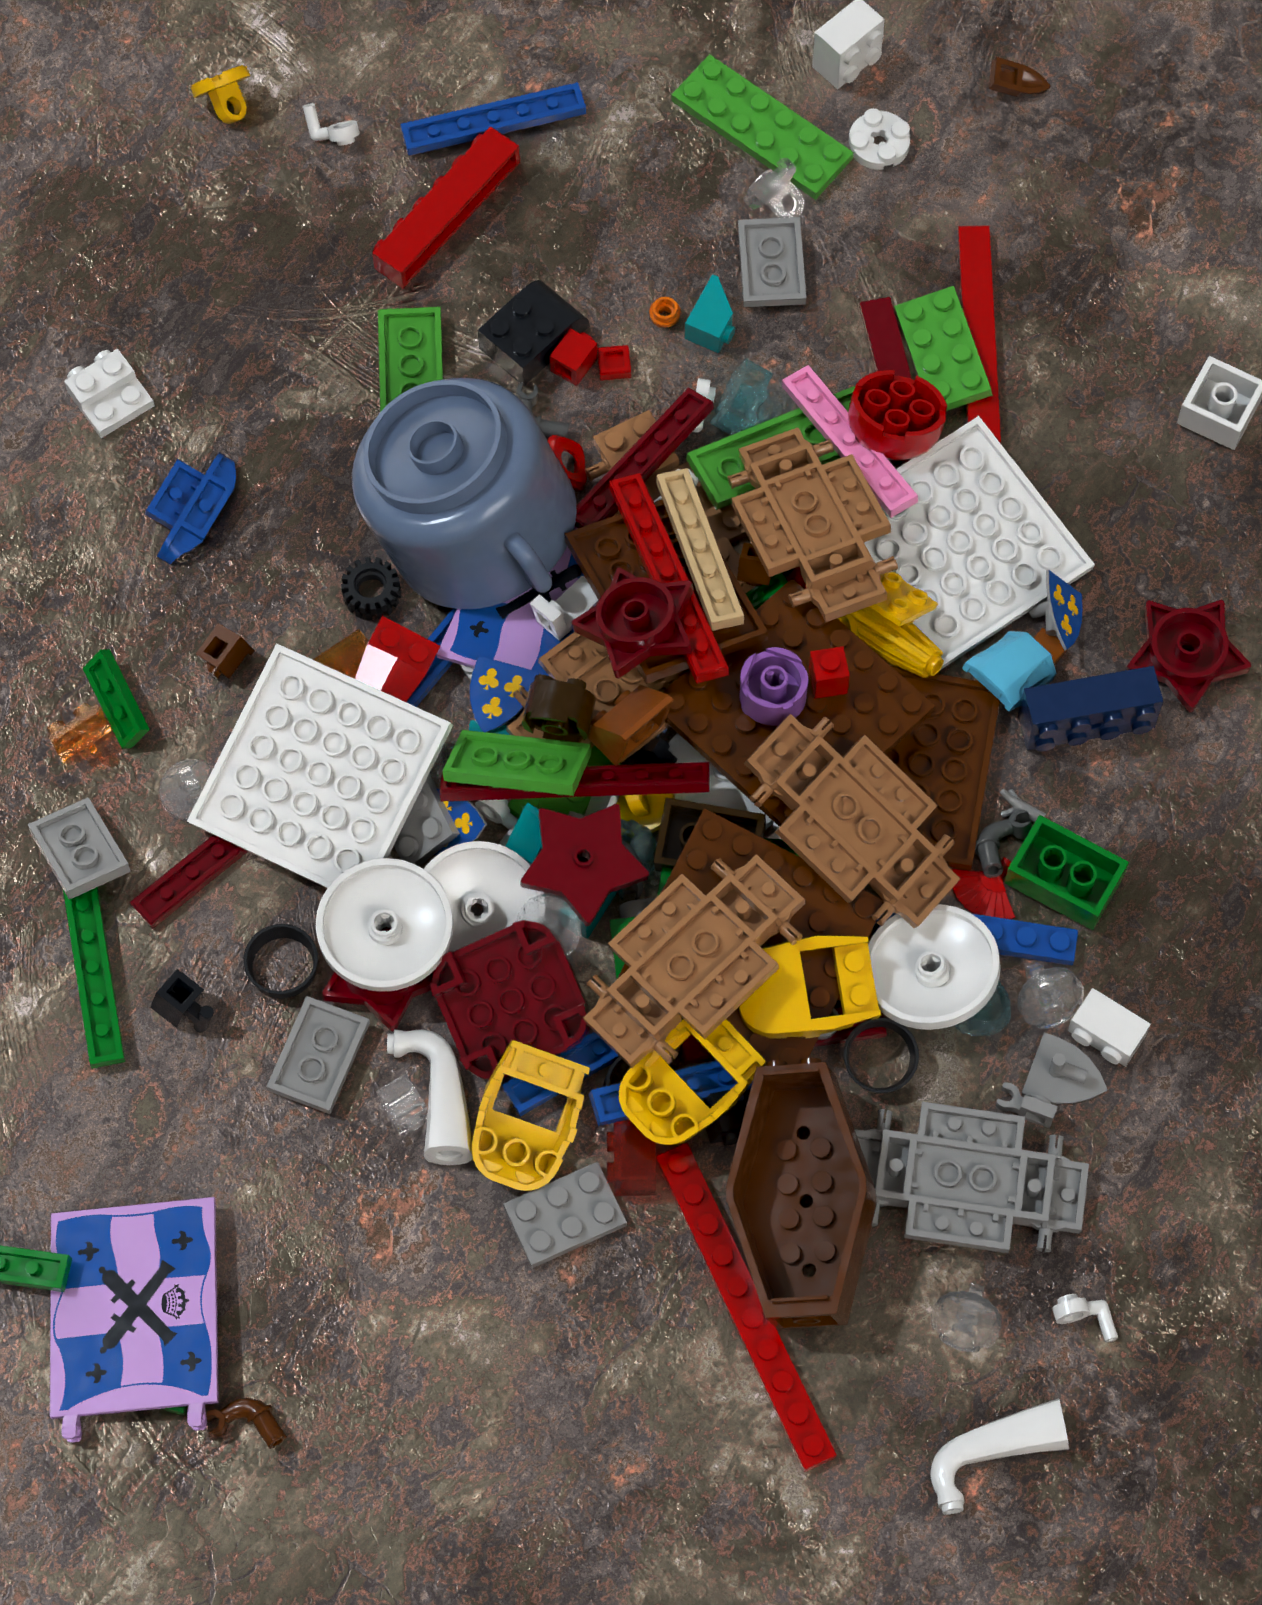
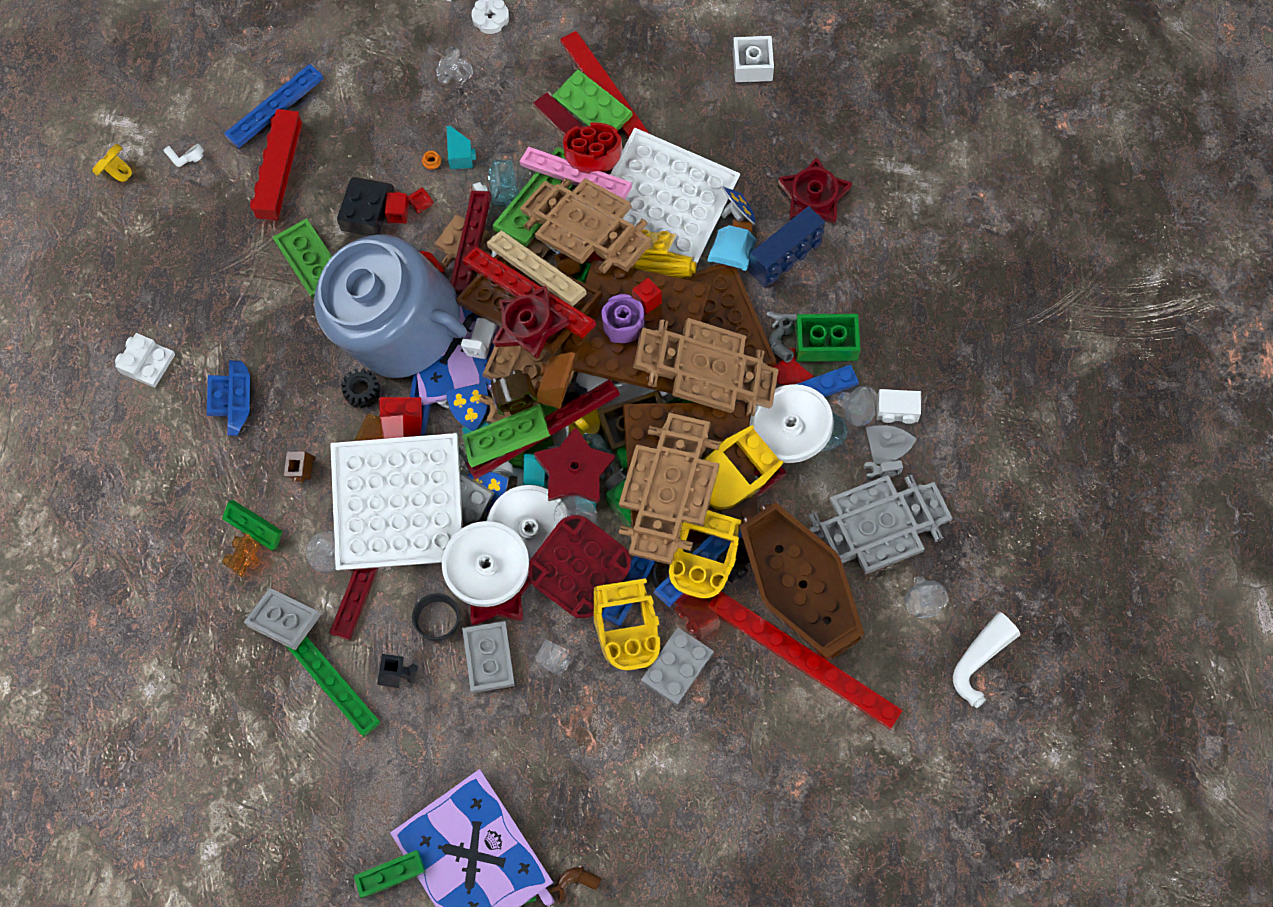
camera: 30 degrees left, 0 degrees up
(448, 1123) = (583, 651): white animal -> none
(761, 125) = (421, 38): bright green plate -> none
(772, 262) = (473, 105): light grey plate -> none
(904, 1033) = (808, 475): black tyre -> none
(1073, 1309) = (972, 561): white plate -> none

